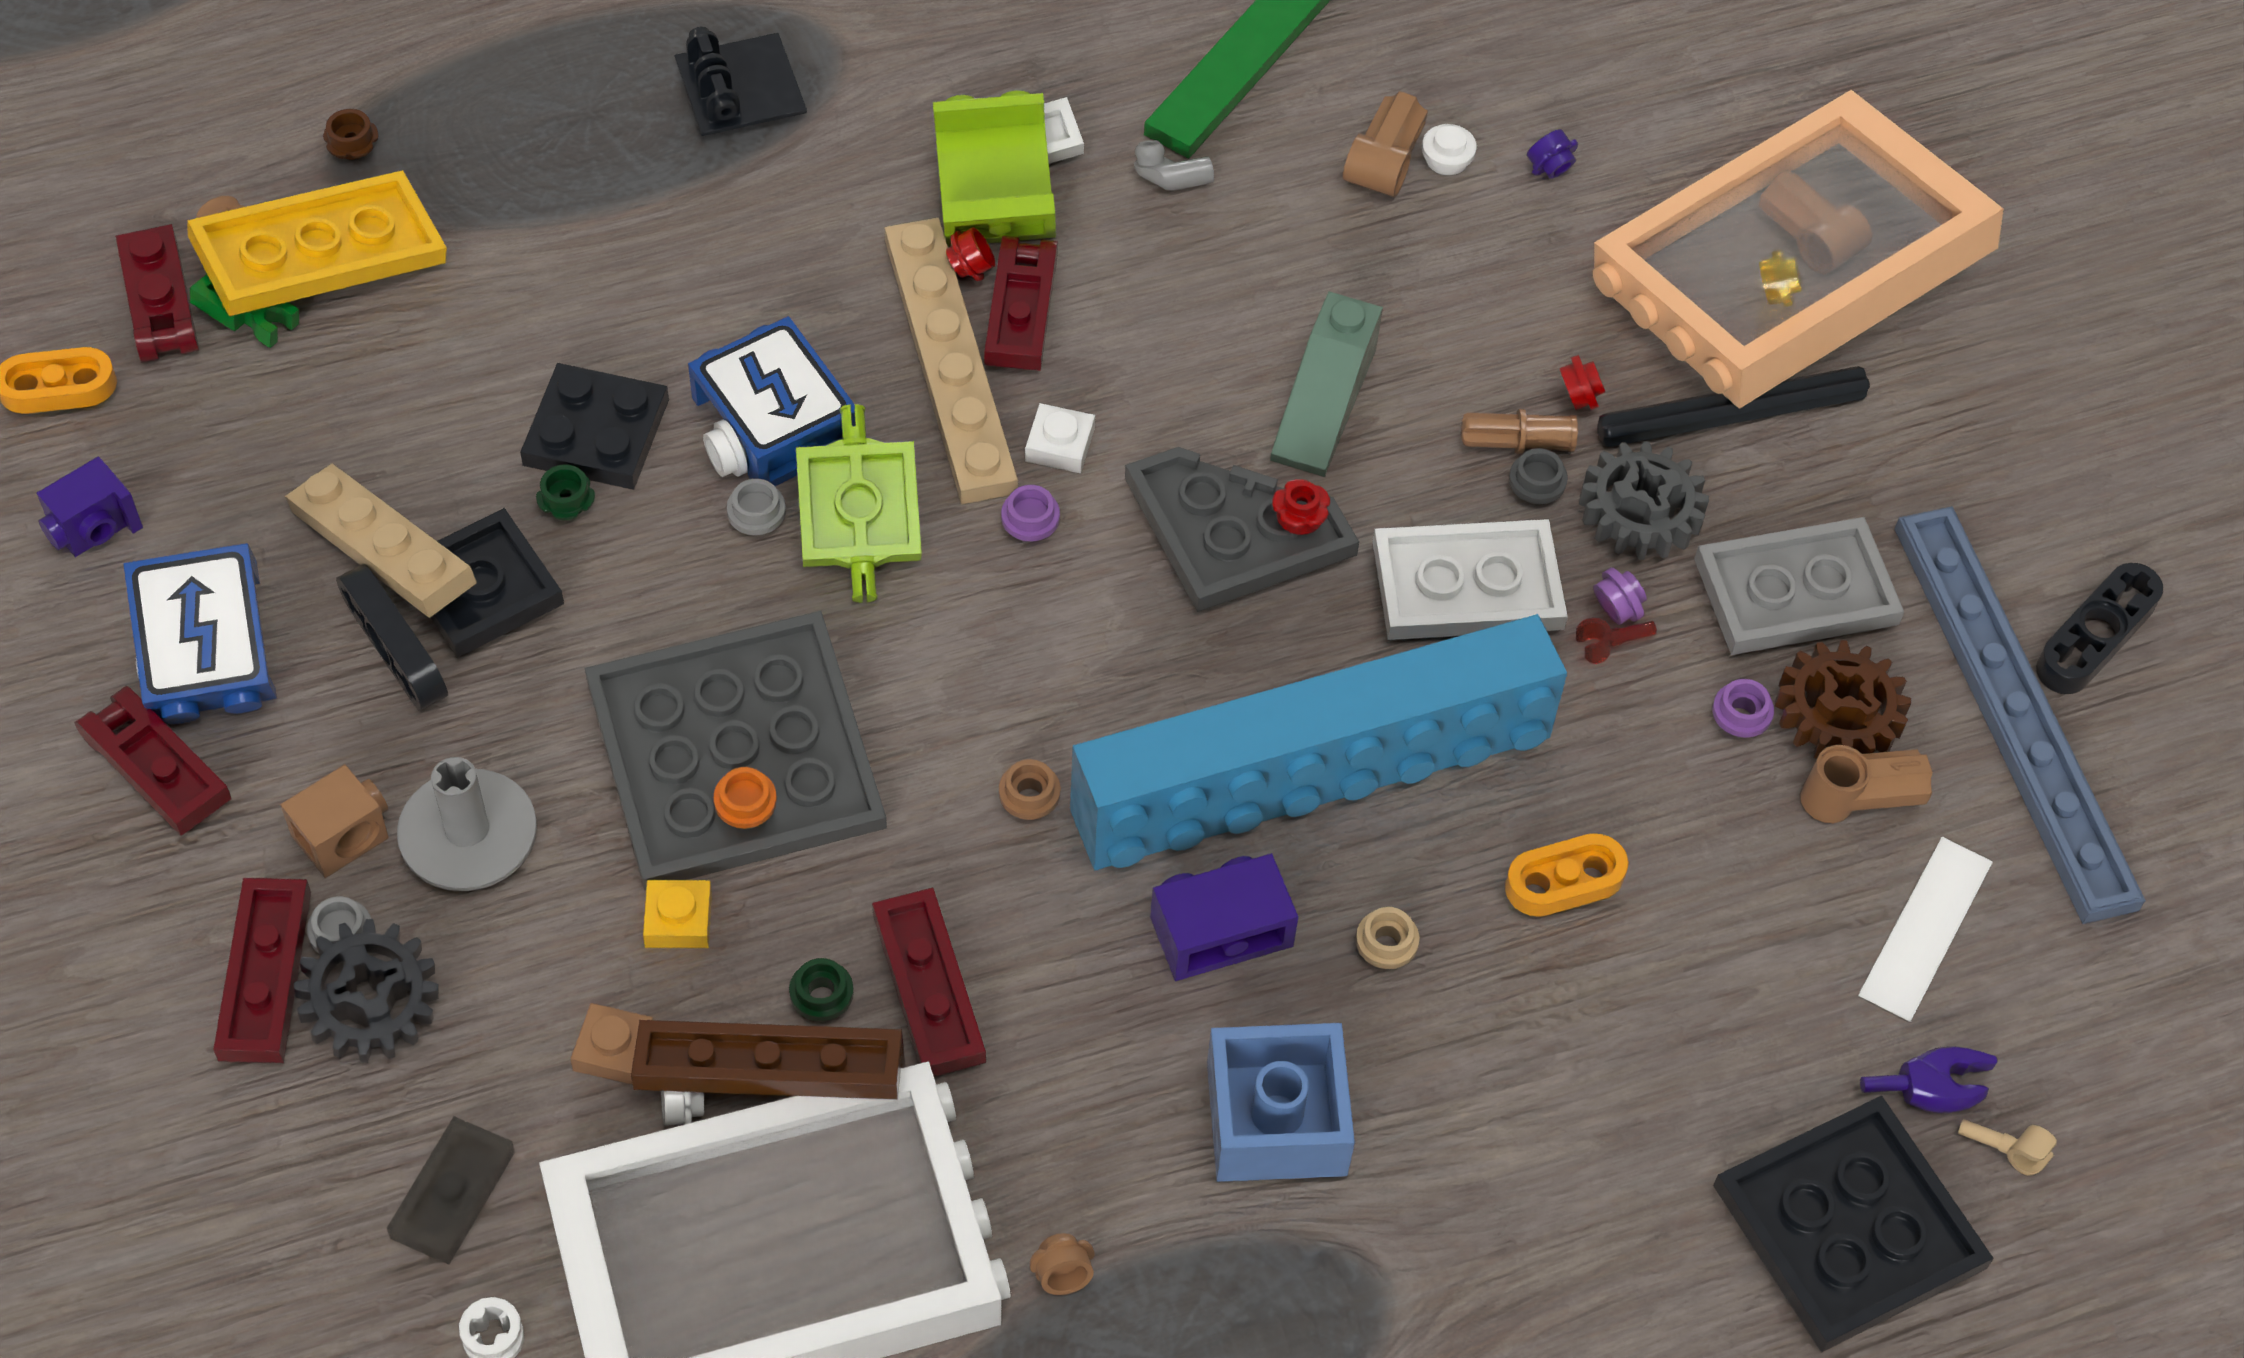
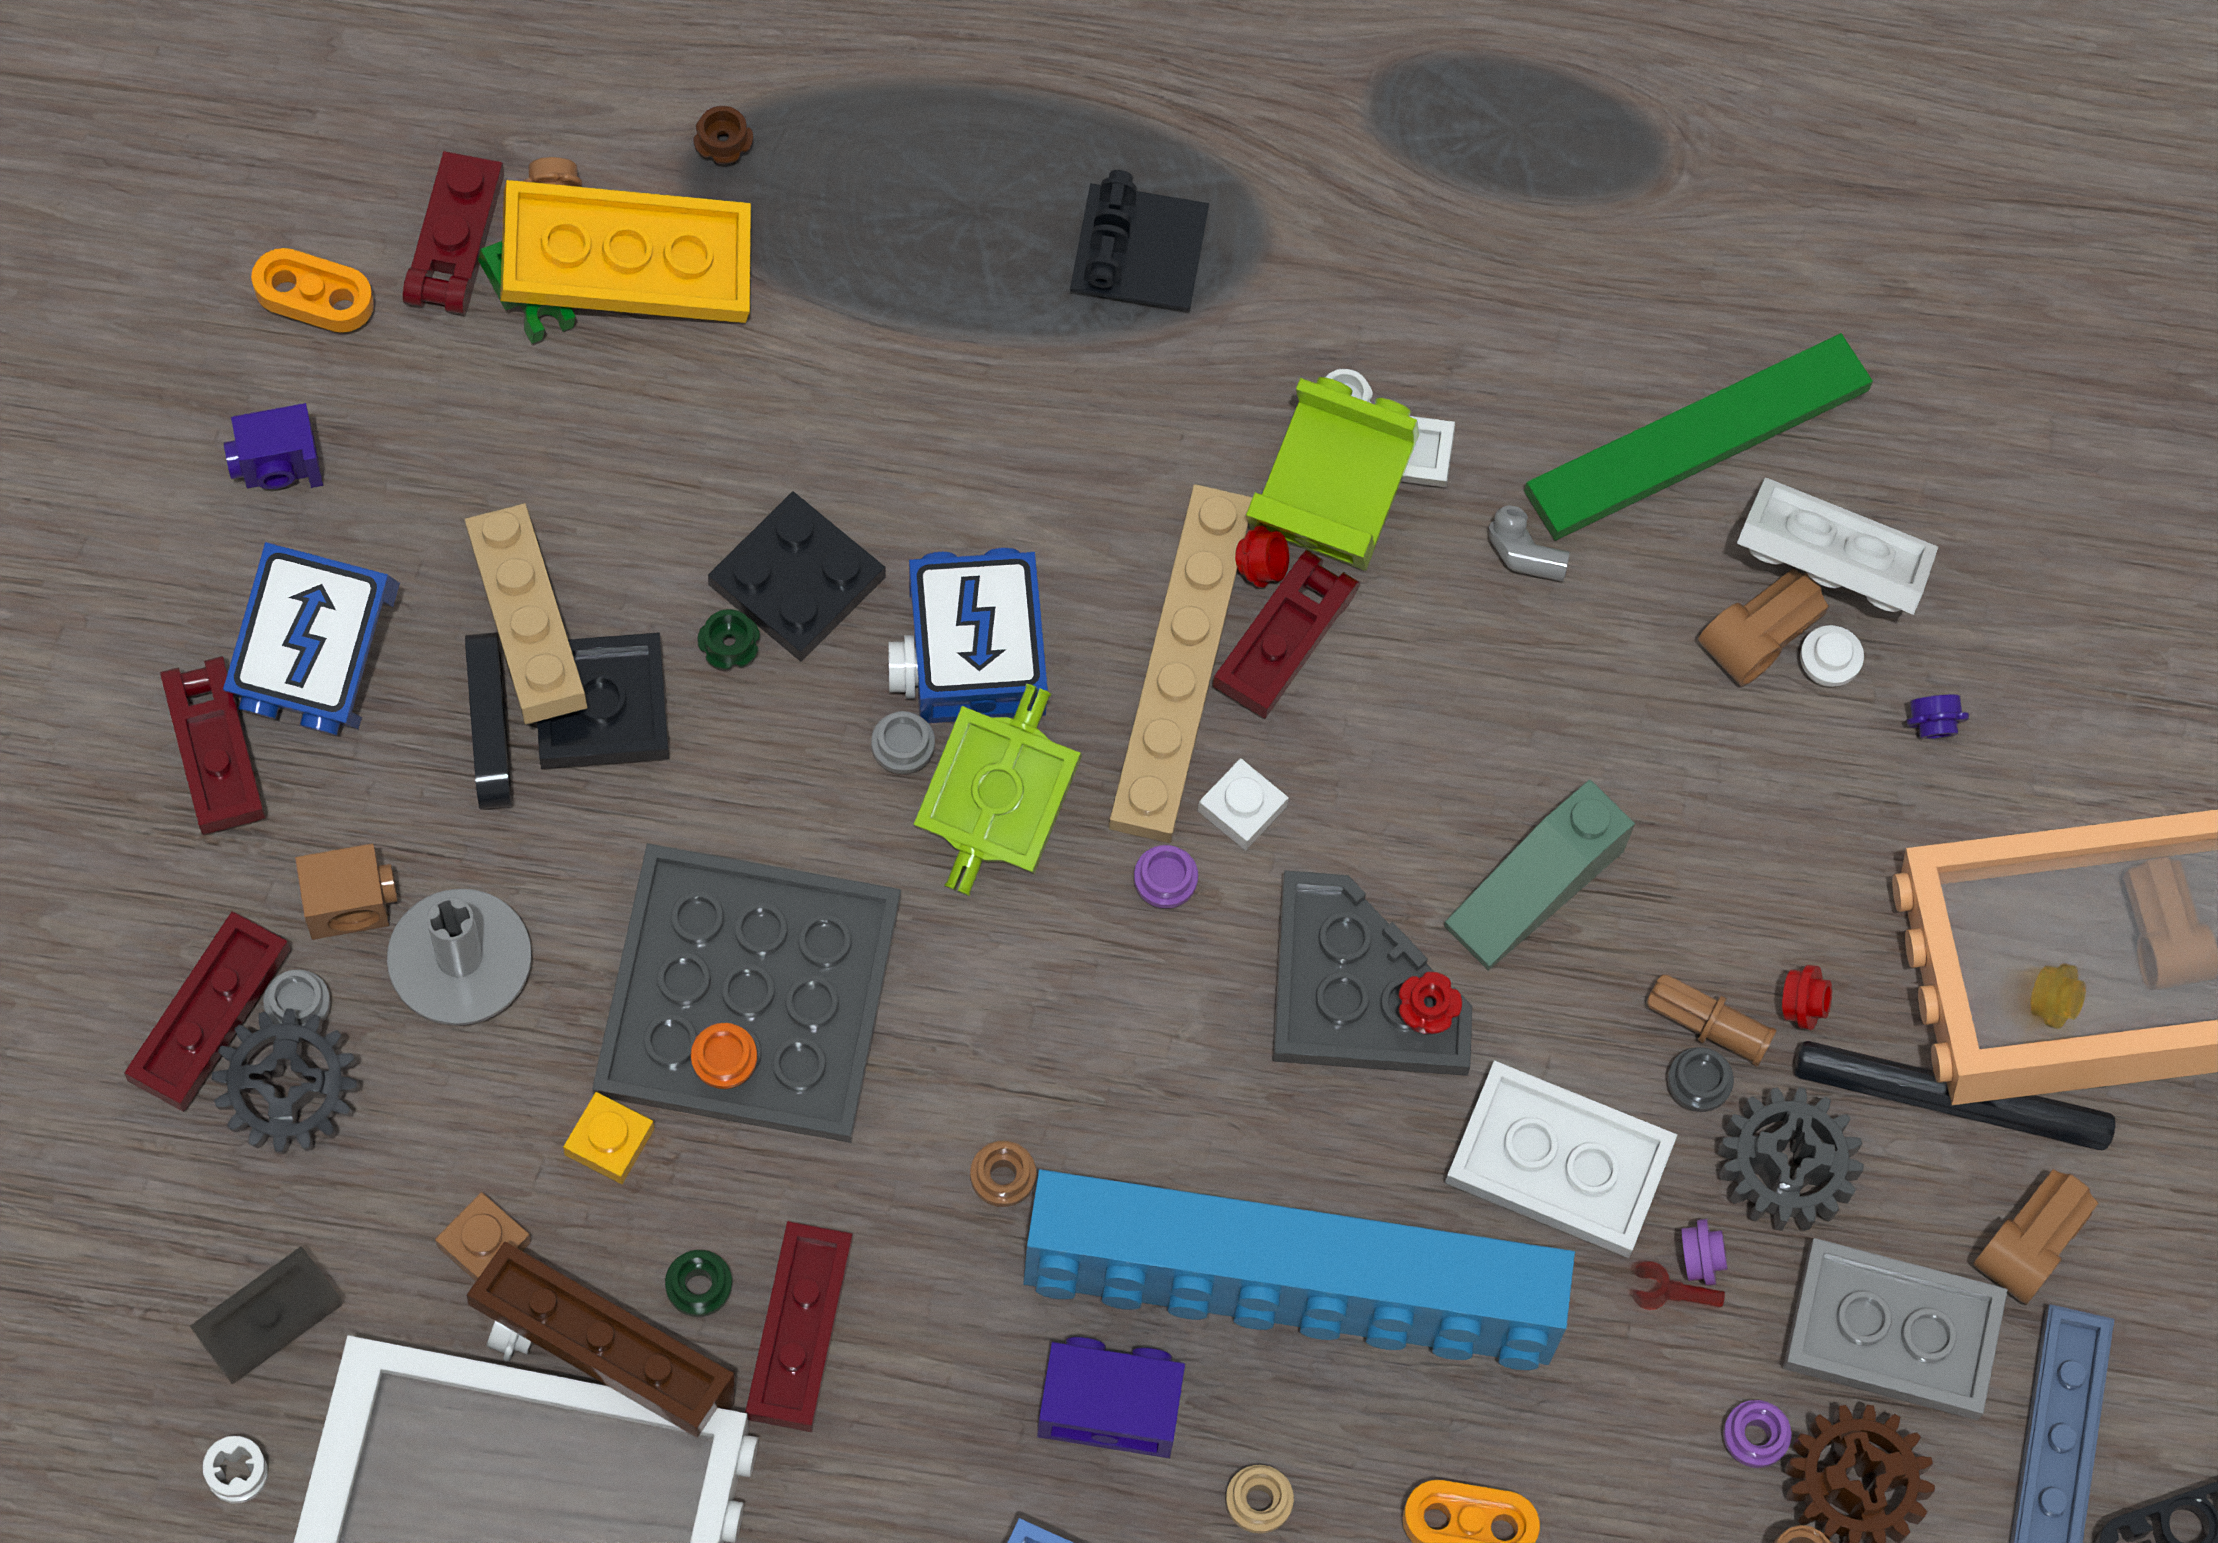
camera: 25 degrees right, 10 degrees up
(1411, 67) = (1838, 547): none -> white plate
(1859, 478) = (2030, 1245): none -> medium nougat piece

